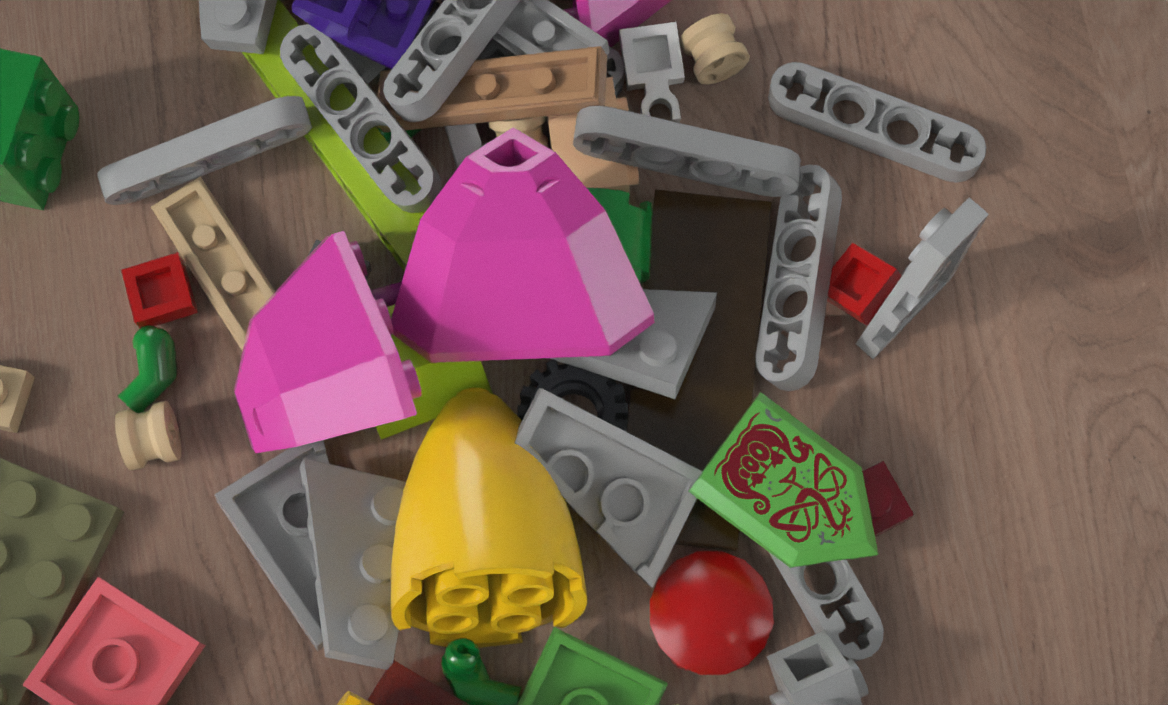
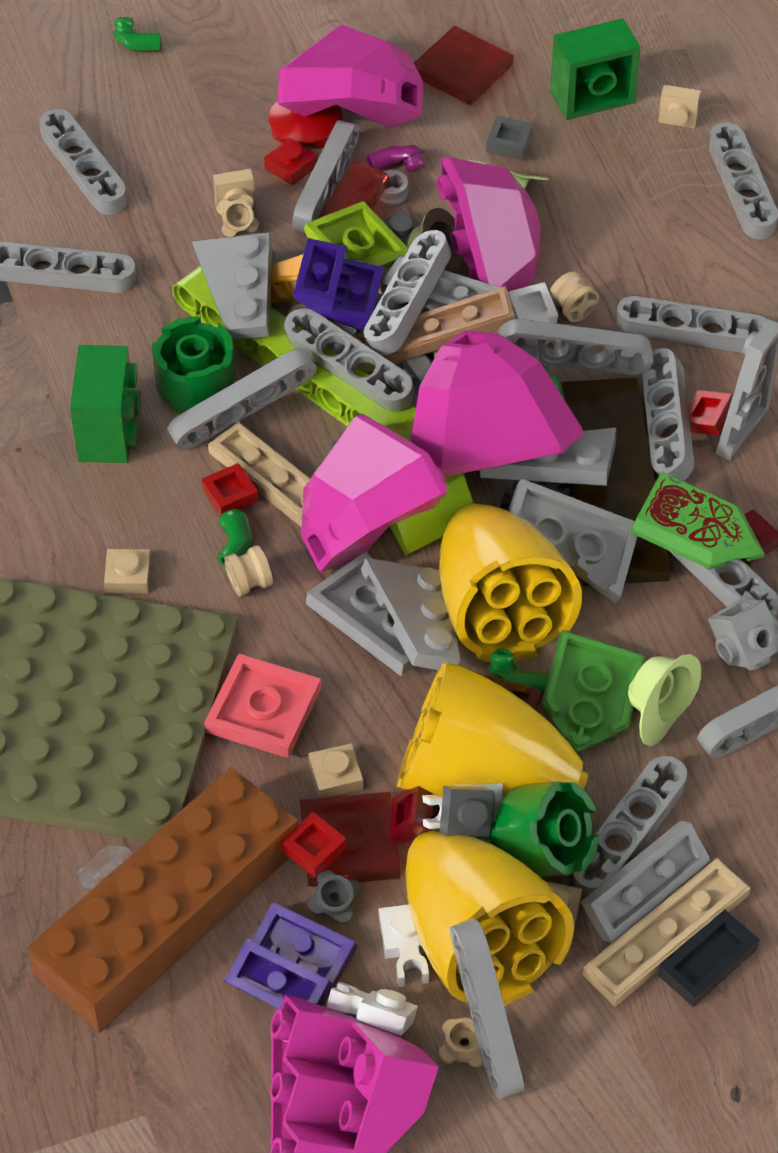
camera: 15 degrees left, 20 degrees down
(154, 76) = (192, 362): none -> green brick
(711, 613) = (662, 613): red dish -> none

